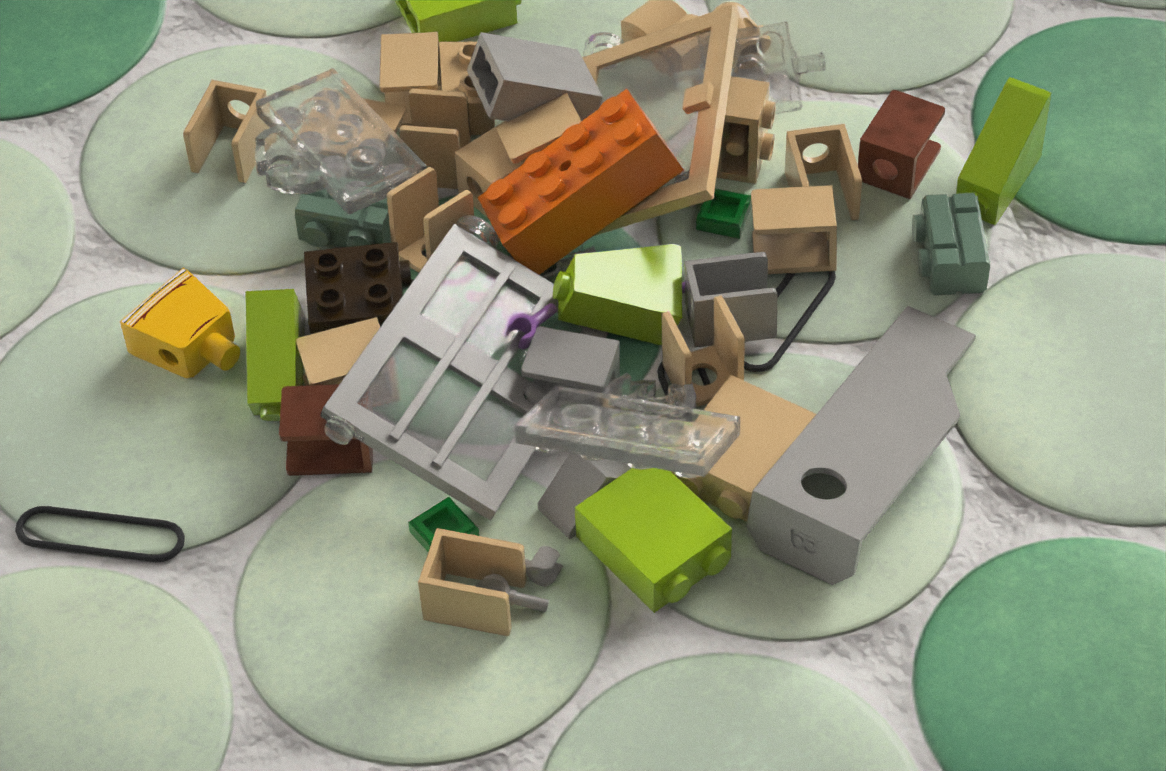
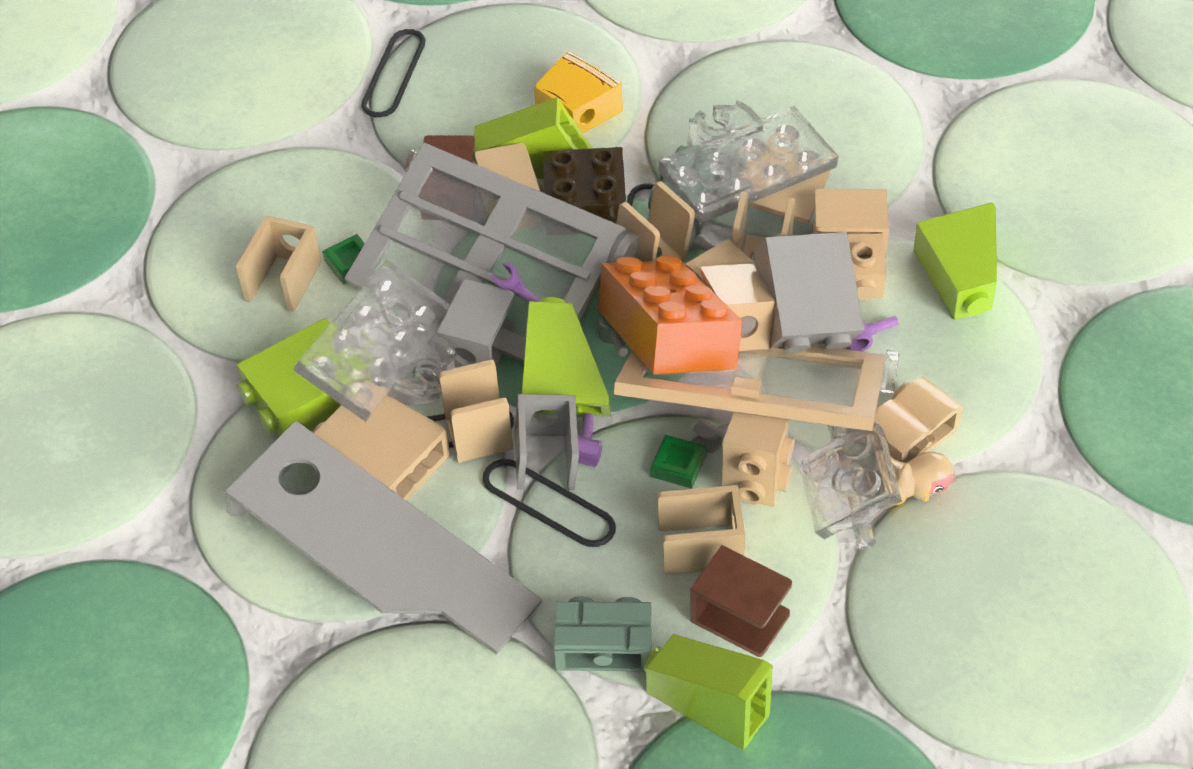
camera: 95 degrees right, 0 degrees up
(216, 112) = (788, 90): tan piece -> none
(498, 583) = (270, 296): light grey hand -> none
(543, 566) = (298, 314): light grey hand -> none
(795, 228) = (627, 497): tan piece -> none

